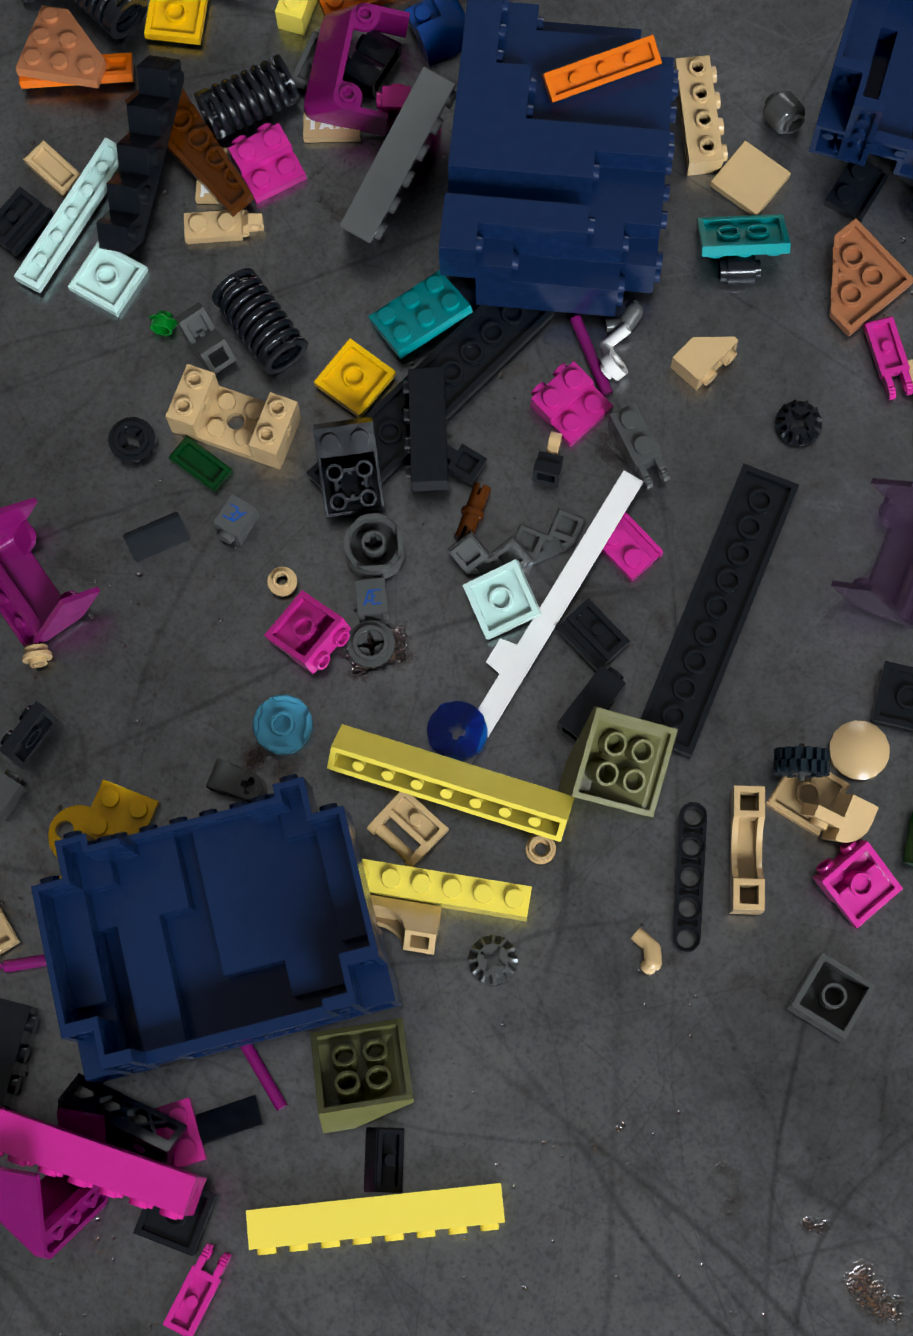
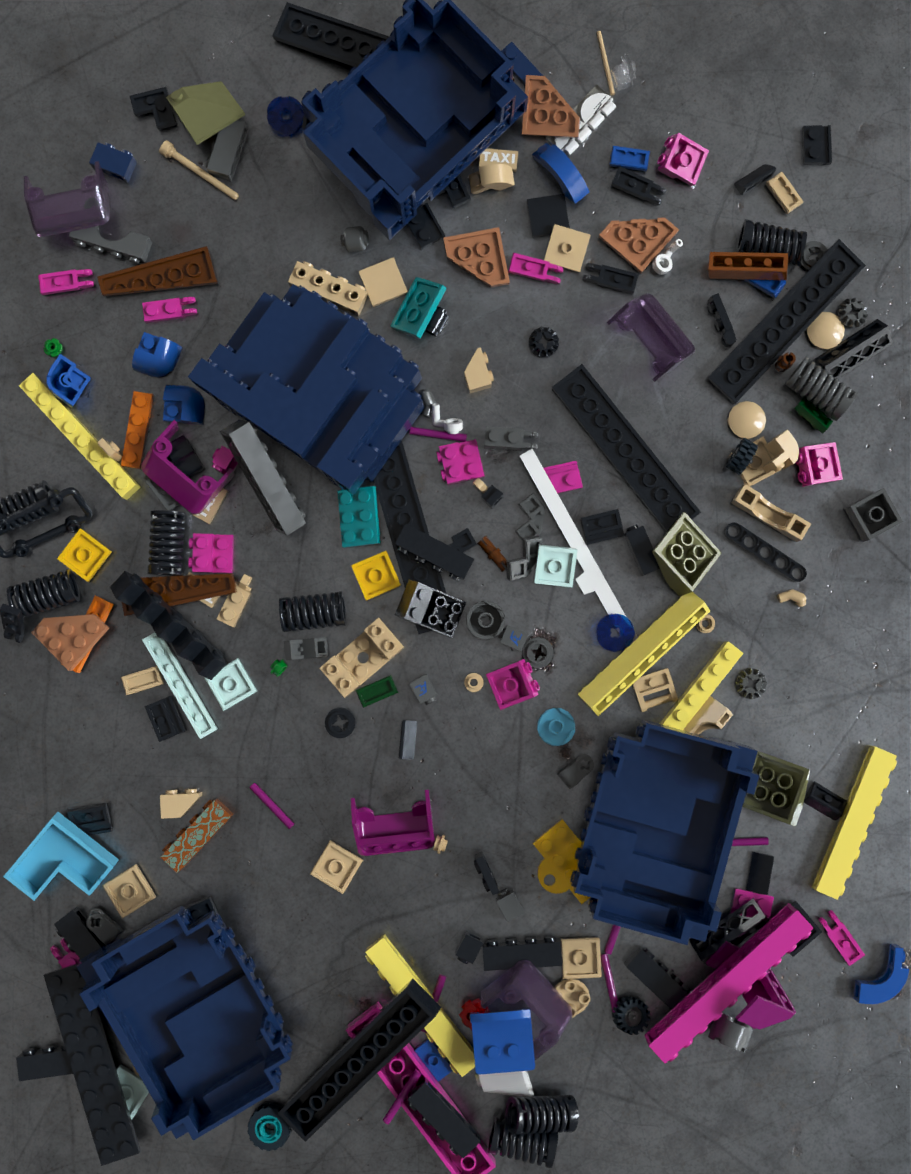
camera: 65 degrees left, 10 degrees up
(601, 68) = (286, 331): orange plate -> none

